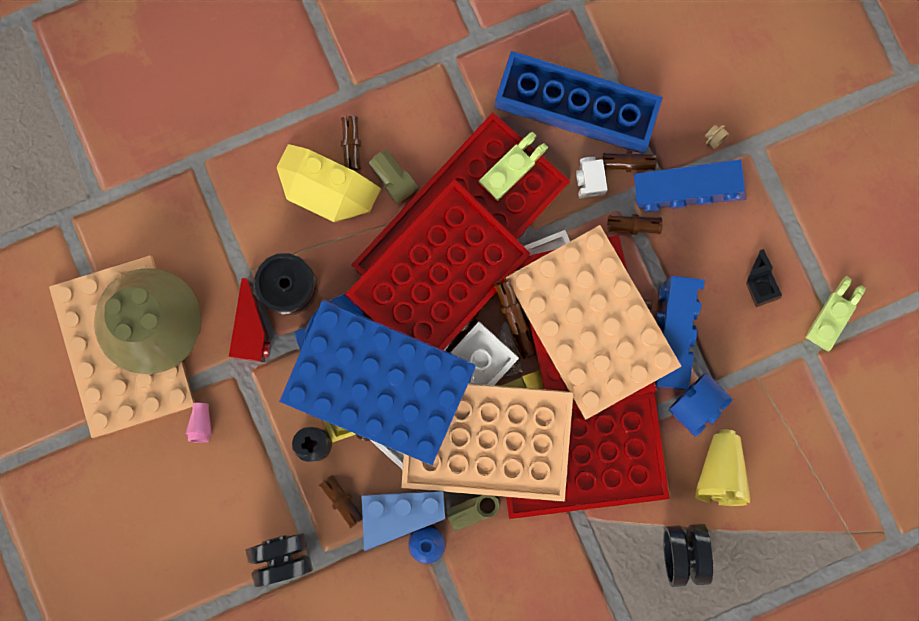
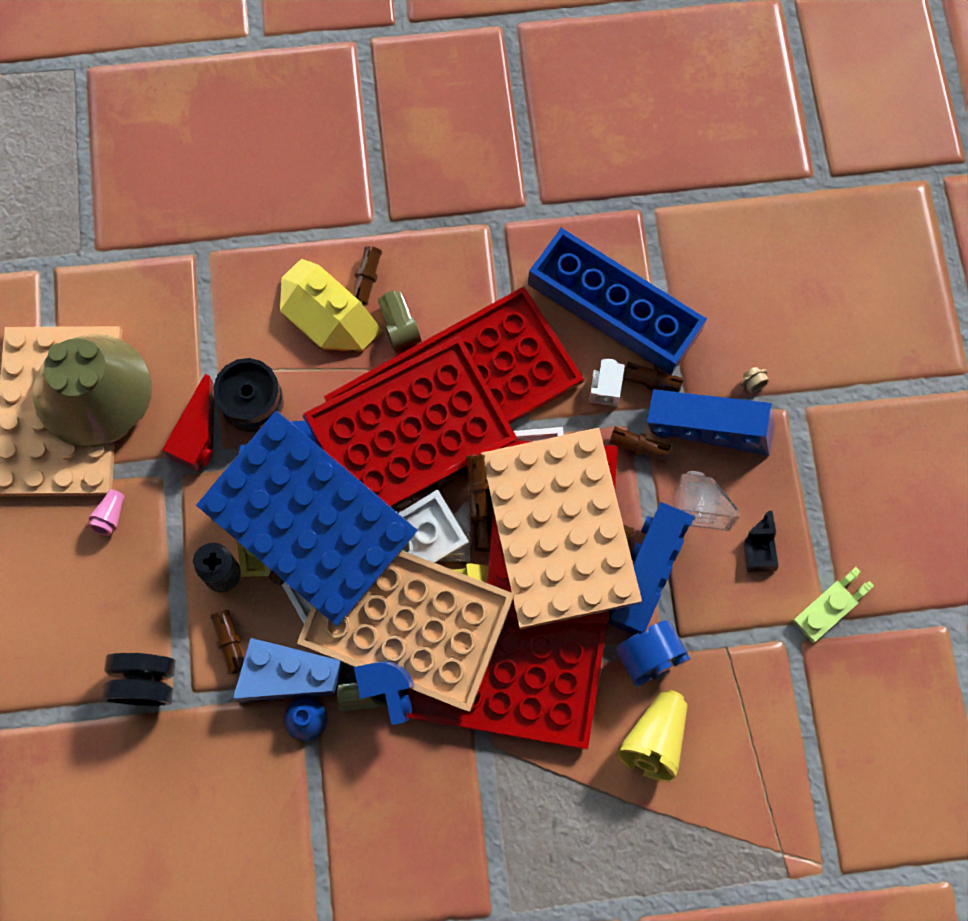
camera: 15 degrees right, 10 degrees down
(488, 497) = (388, 679): none -> blue brick
(511, 167) = (525, 346): yellowish green hinge -> none
(688, 555) = (593, 816): black wheel -> none
(704, 261) = (705, 501): none -> clear slope

